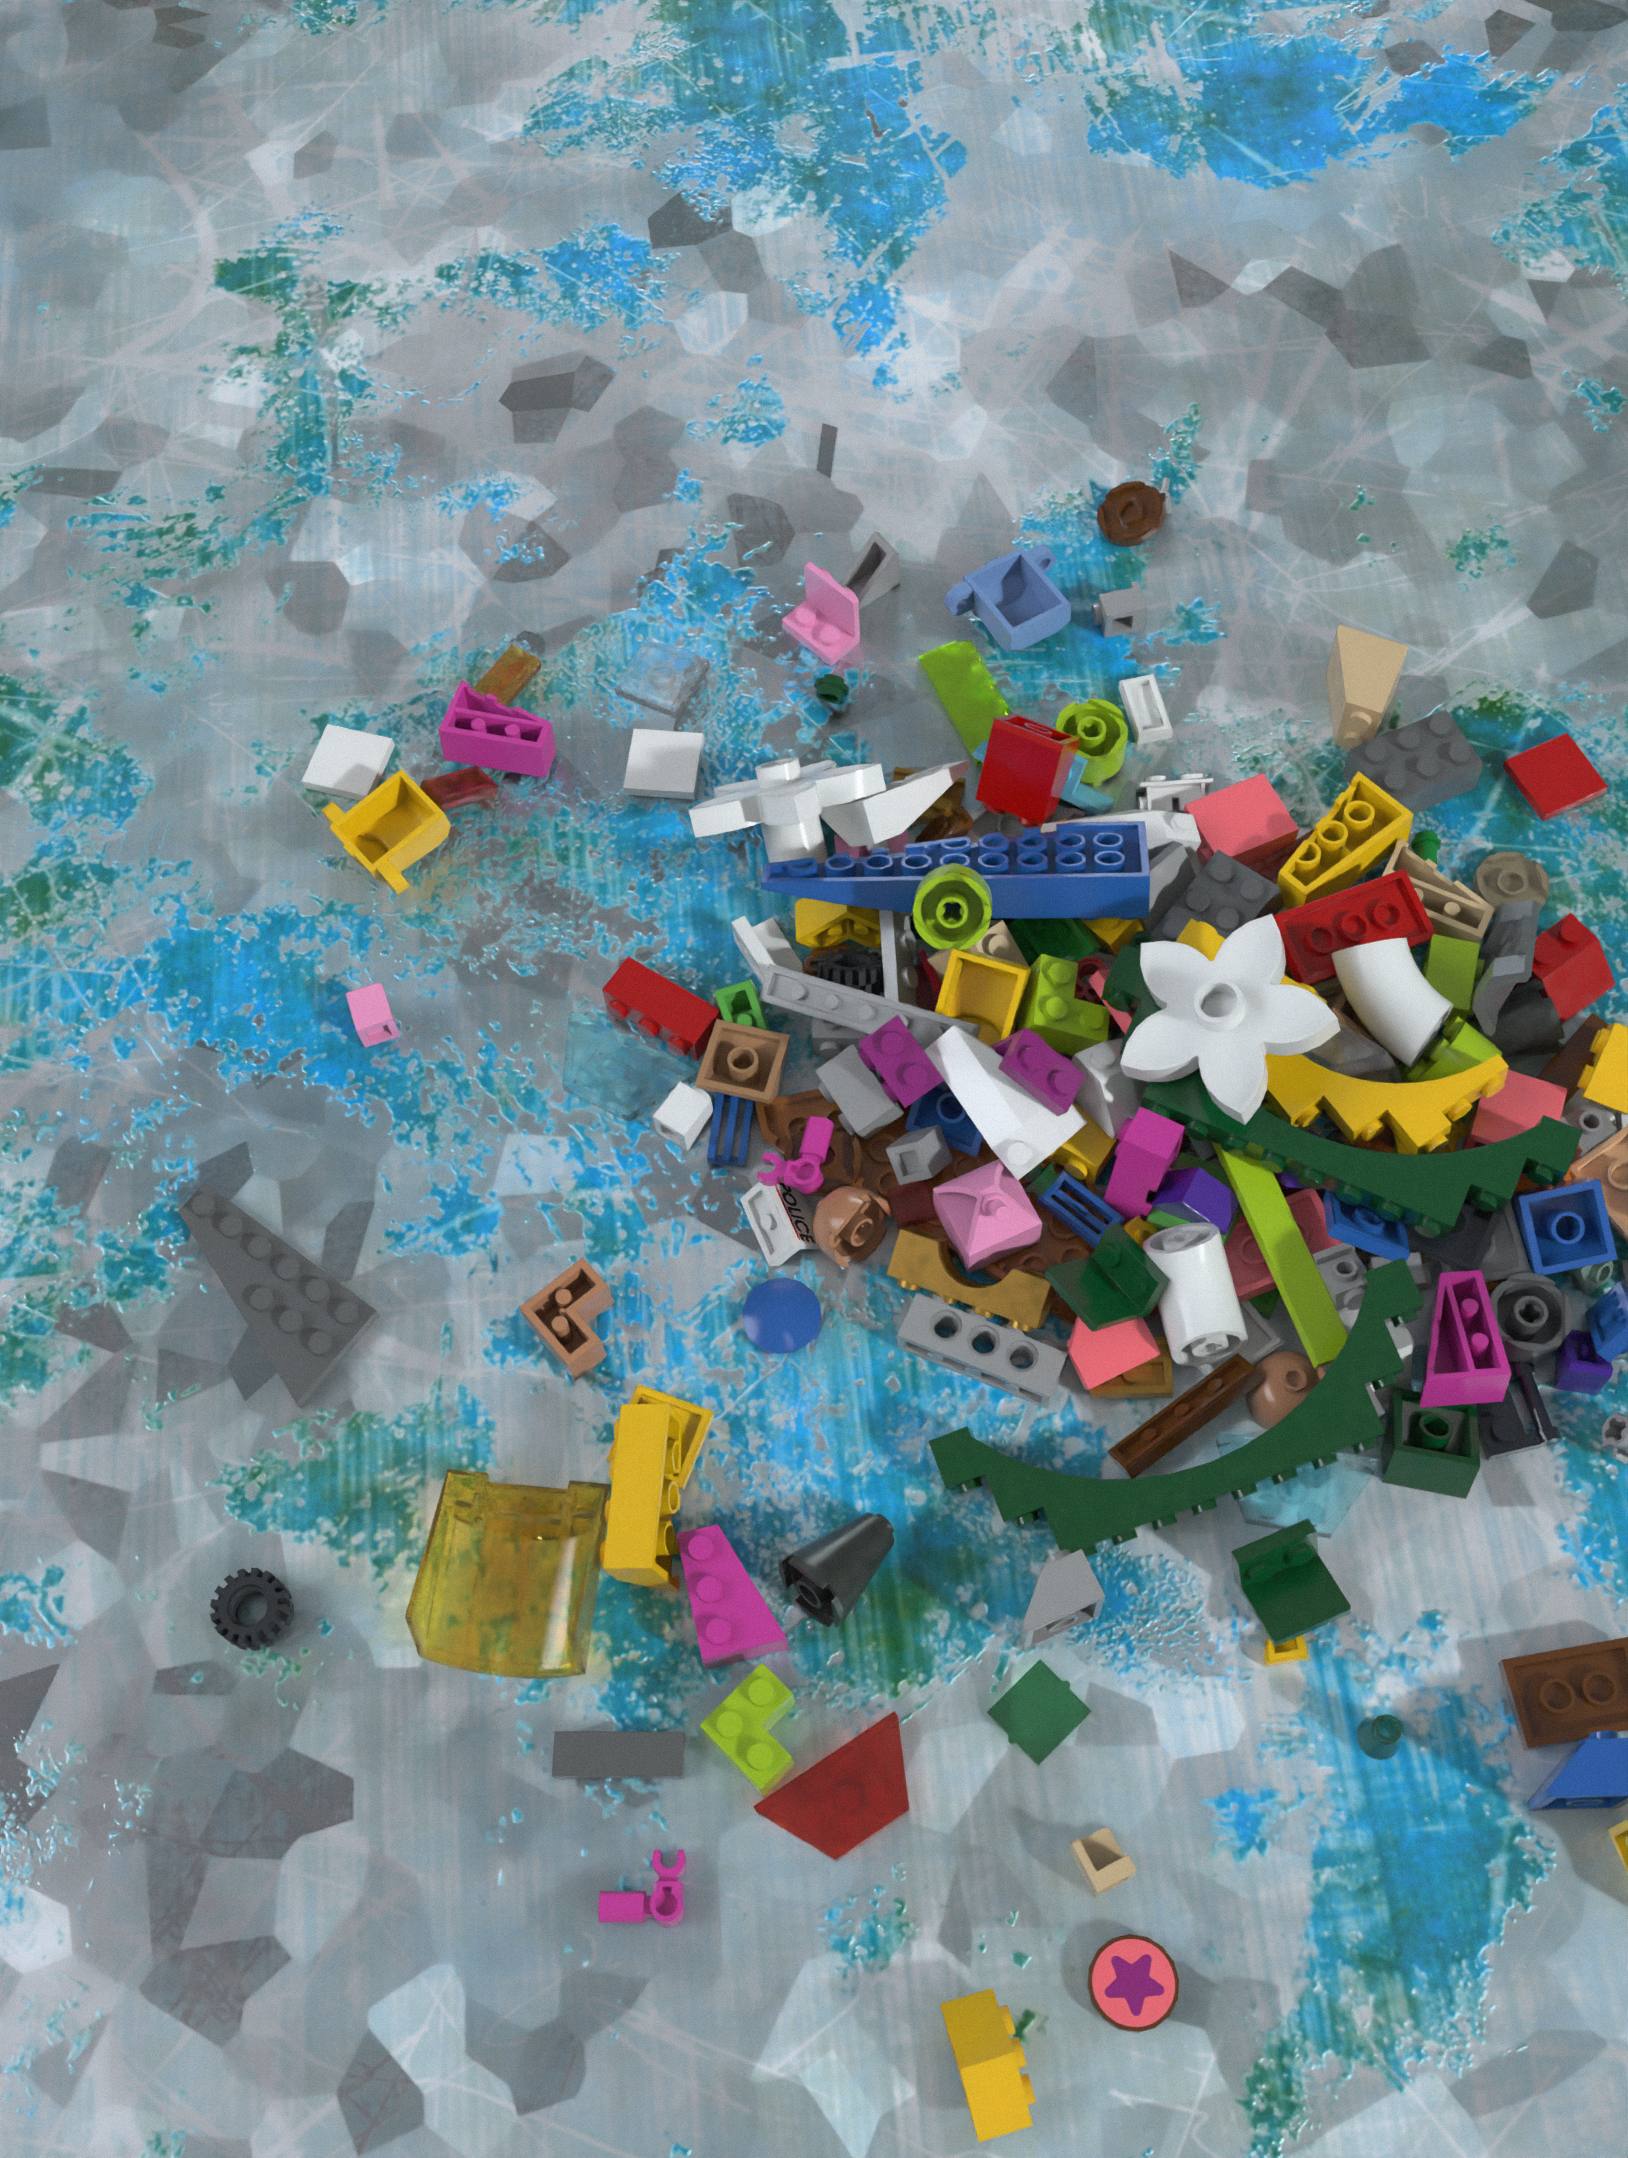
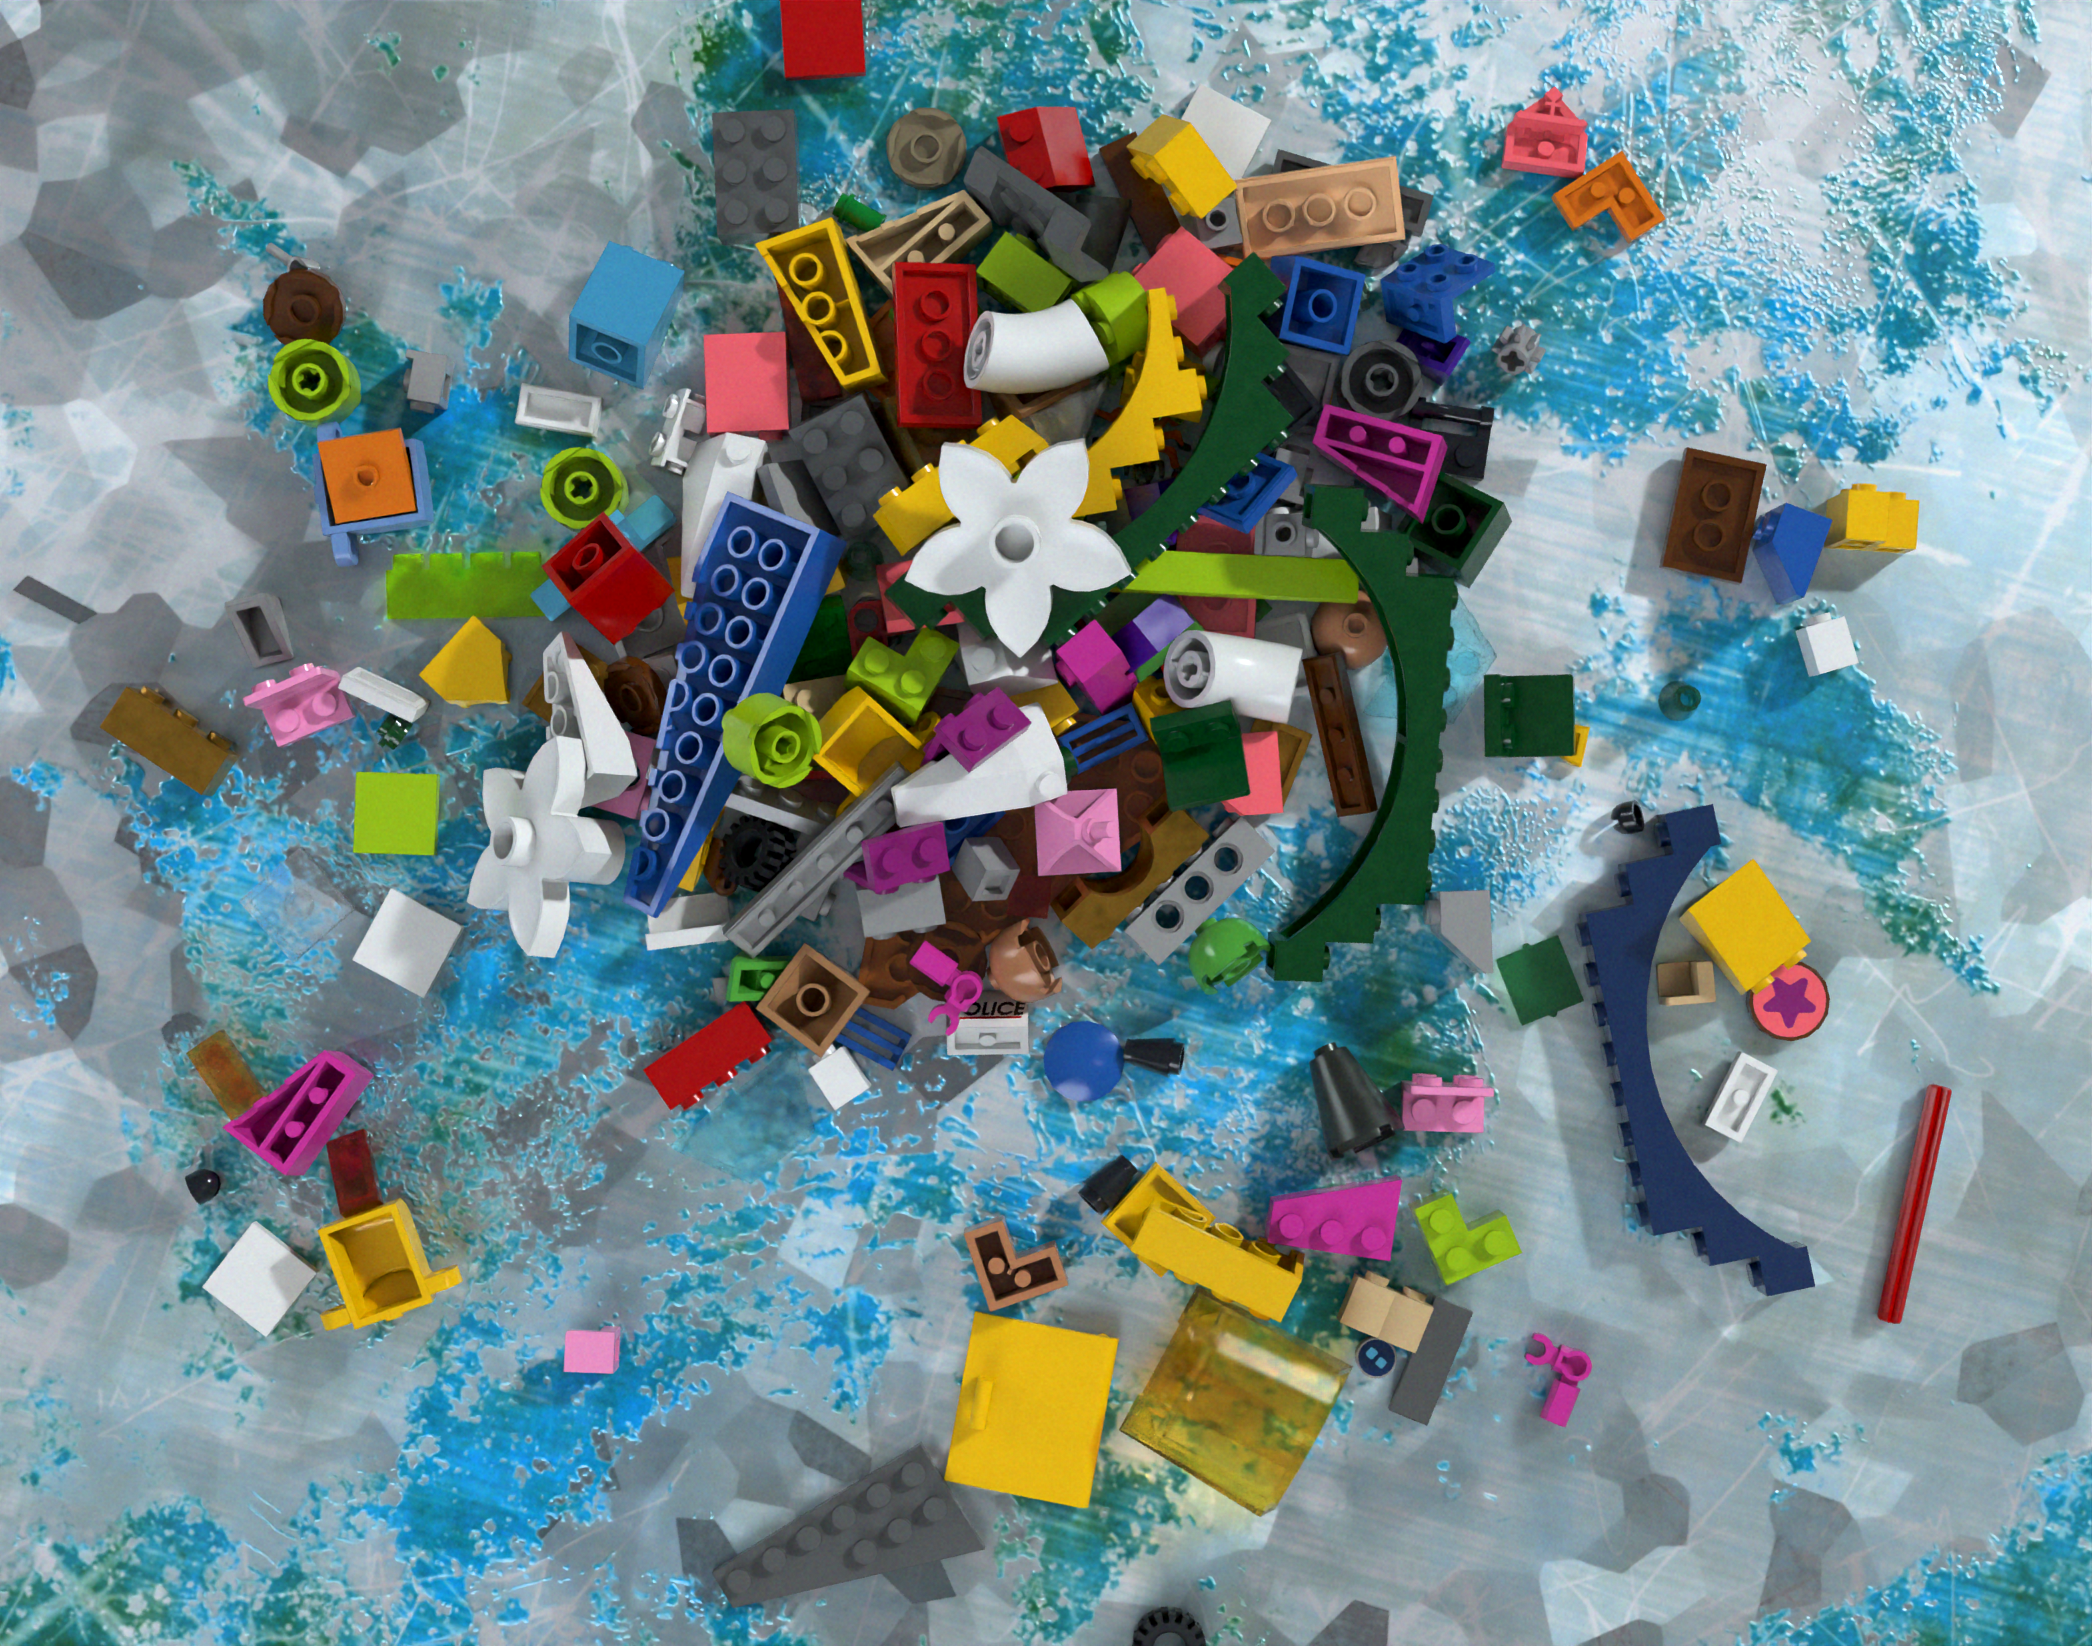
camera: 75 degrees left, 25 degrees up
(409, 695) = (203, 1185): none -> black hinge
(441, 1397) = (1031, 1409): none -> yellow container
(603, 1698) = (1375, 1357): none -> dark blue tile
(650, 1686) = (1384, 1311): none -> tan brick
(675, 1379) = (1107, 1185): none -> black cone
(754, 549) = (170, 739): none -> pearl gold brick
(765, 718) = (396, 813): none -> lime tile
(813, 1375) = (1156, 1055): none -> black cone
(845, 1794) = (1542, 1176): clear red wing -> none
(857, 671) = (384, 694): none -> white tile
(876, 1661) = (1444, 1106): none -> bright pink bracket
(888, 1928) = (1620, 956): none -> dark blue arch
(907, 723) = (471, 667): none -> yellow slope
(933, 1394) = (1225, 952): none -> bright green cylinder
(989, 2064) = (1809, 1151): yellow brick -> none
(1011, 1969) = (1739, 1097): none -> white plate
(1025, 584) = (368, 475): none -> orange plate
(1079, 536) = (292, 378): none -> lime brick
(1187, 1892) = (1747, 929): none -> yellow slope
(1240, 1733) = (1629, 817): none -> black hinge
(1247, 717) = (624, 314): none -> dark azure slope
(1361, 683) = (645, 181): tan slope -> none
(1513, 1866) = (1826, 644): none -> white brick

